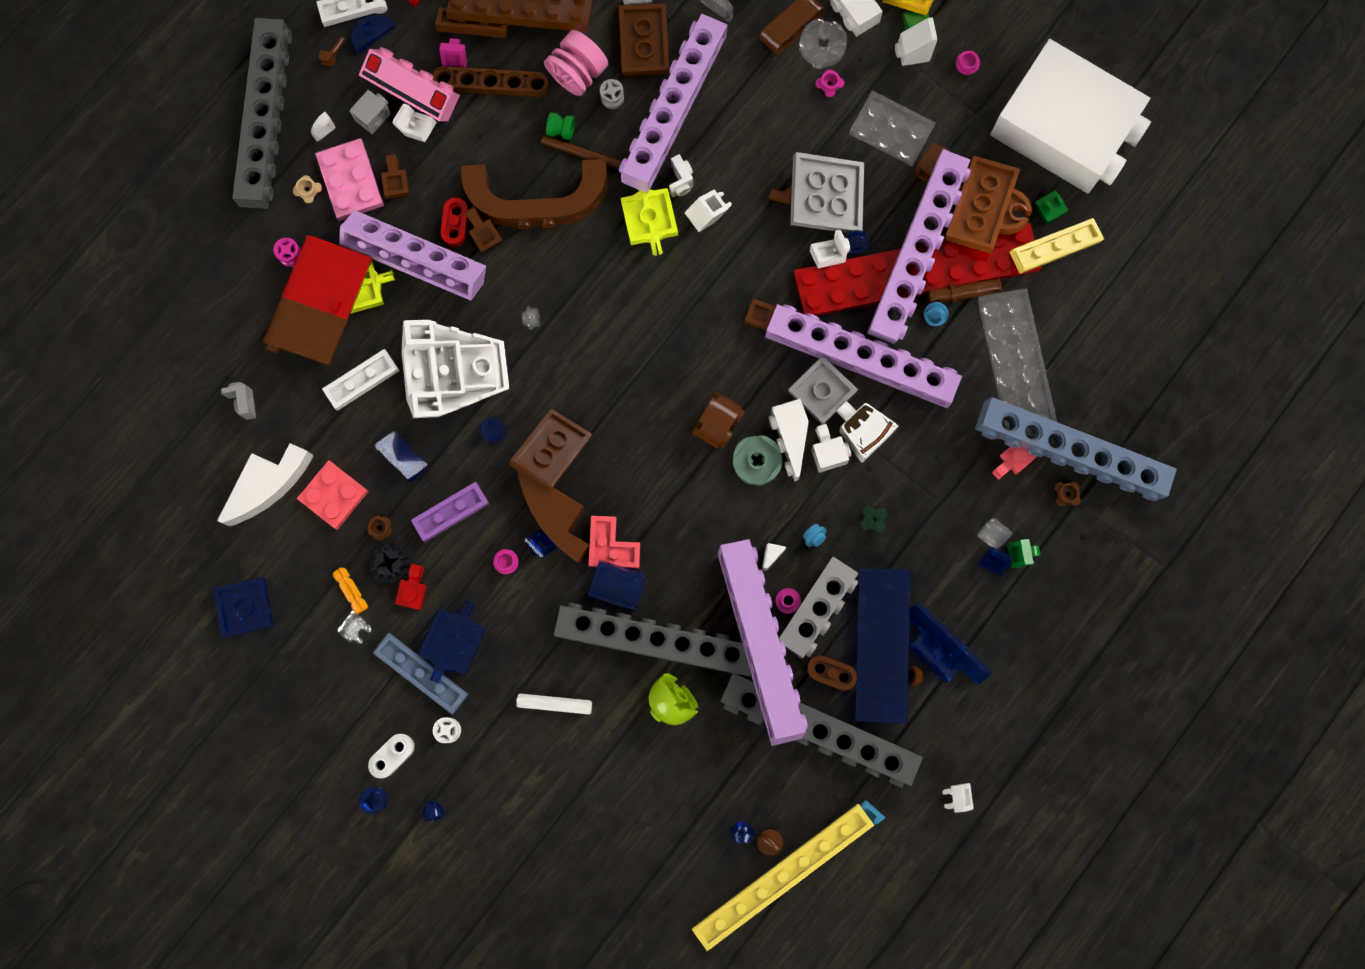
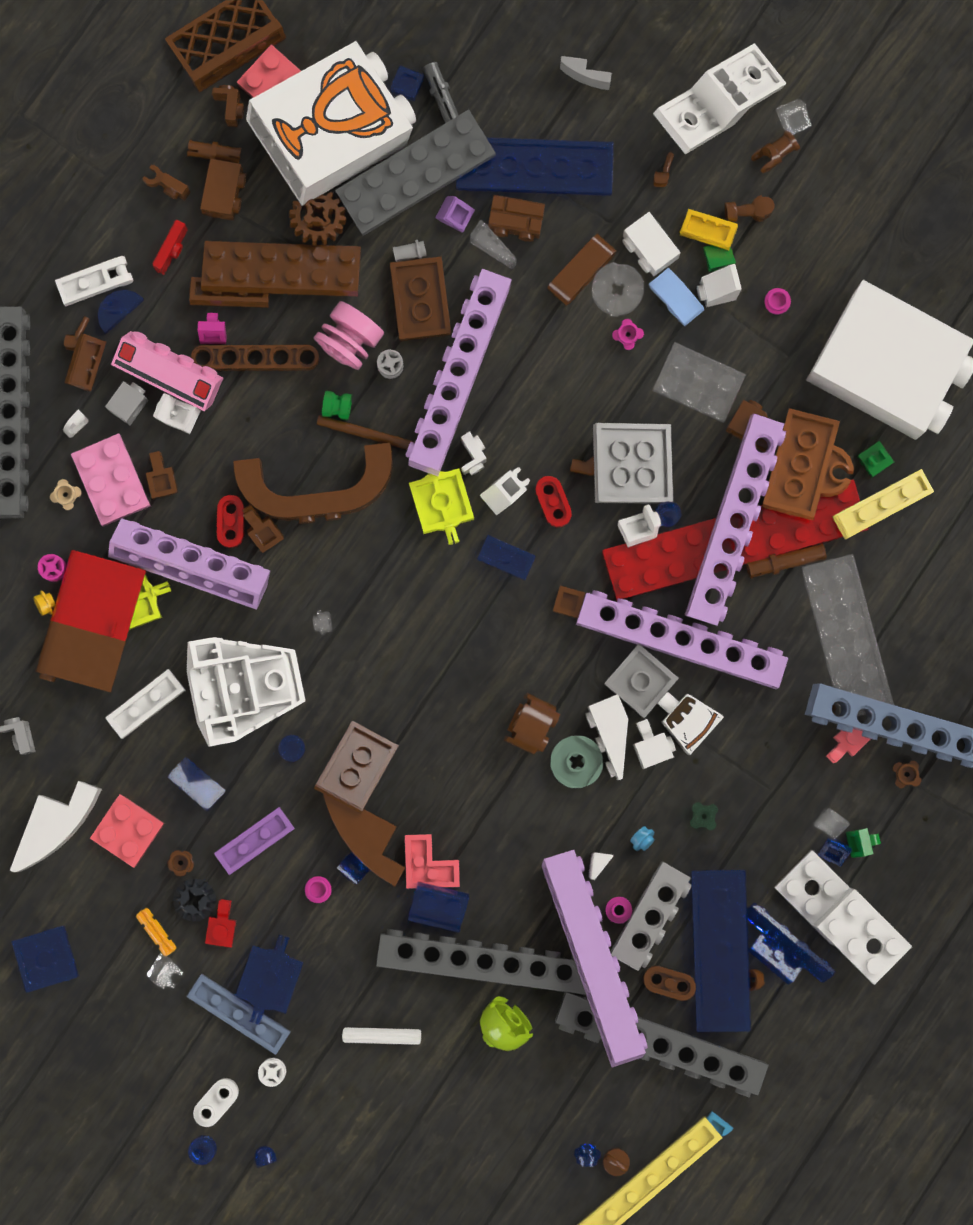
camera: 10 degrees left, 5 degrees up
(277, 282) = (44, 603): none -> yellow plate
(336, 74) = (85, 362): none -> reddish brown plate
(705, 271) = (506, 557): none -> clear blue plate
(752, 225) = (553, 502): none -> red plate
(877, 52) = (676, 296): none -> light blue slope
(936, 313) = (757, 588): dark azure plate -> none
(961, 797) = (810, 1101): white tile -> none
(1002, 622) = (843, 917): none -> white bracket

